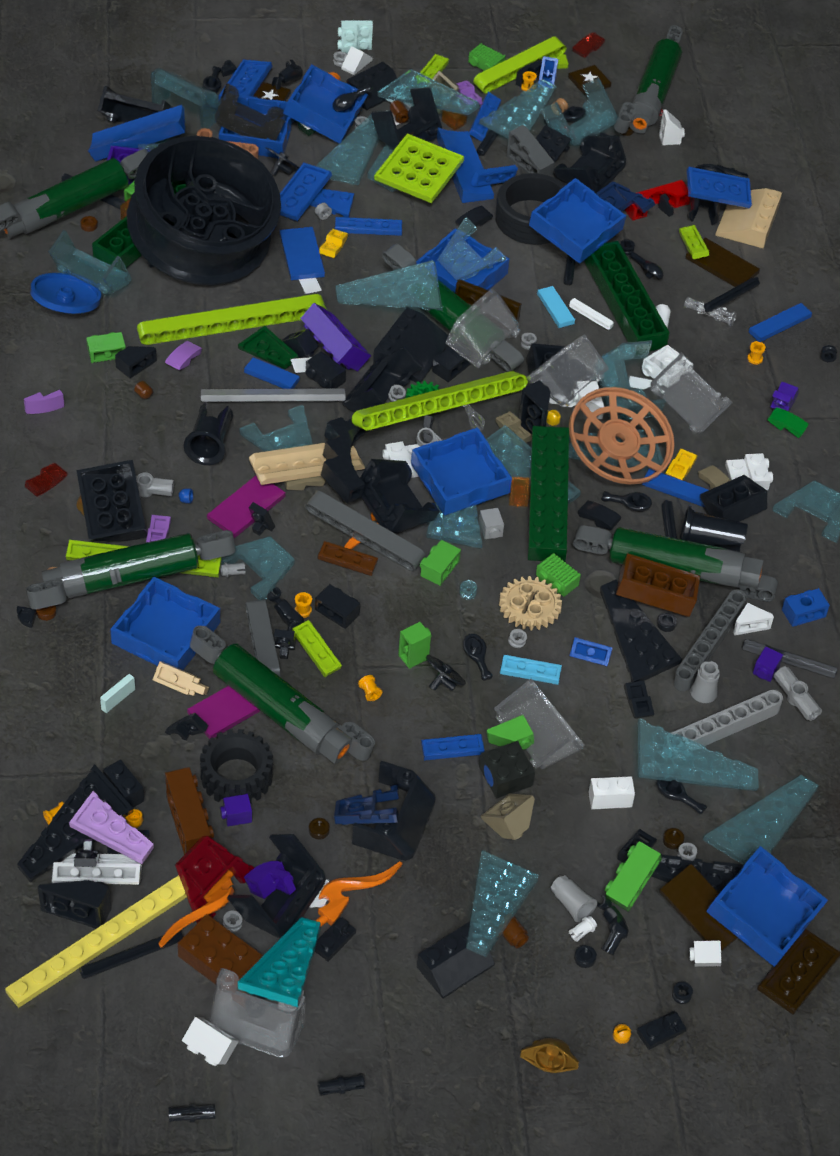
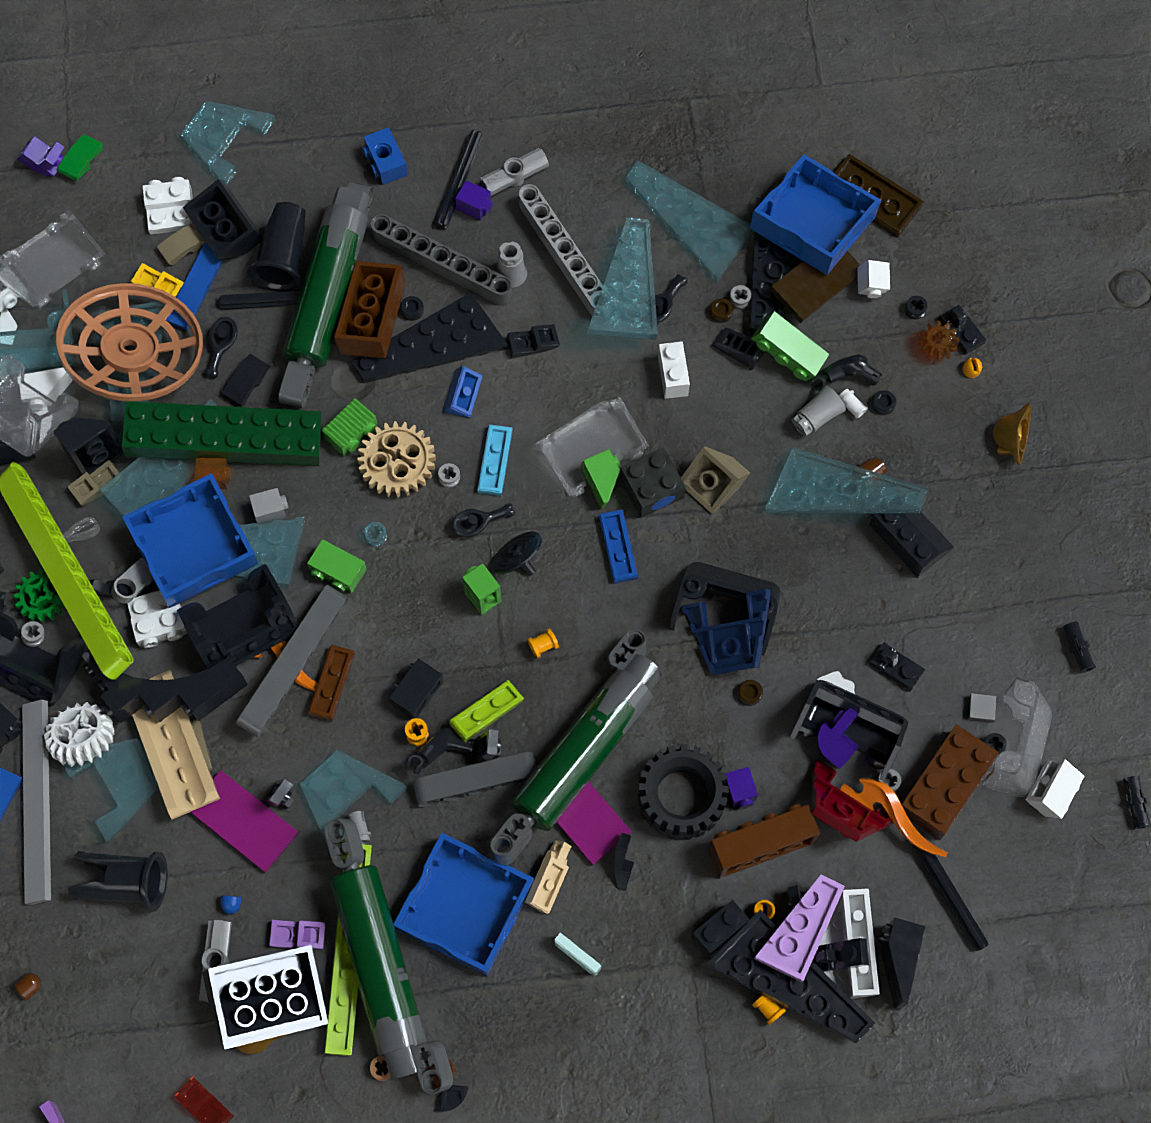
camera: 90 degrees left, 20 degrees up
(96, 942) = (936, 934): light yellow plate -> none
(284, 968) = (975, 706): teal wing -> none
(315, 411) = (82, 739): none -> white gear
(337, 902) = (836, 670): orange piece -> none
(645, 1002) = (947, 344): none -> clear orange gear
(752, 620) = (407, 211): white slope -> none

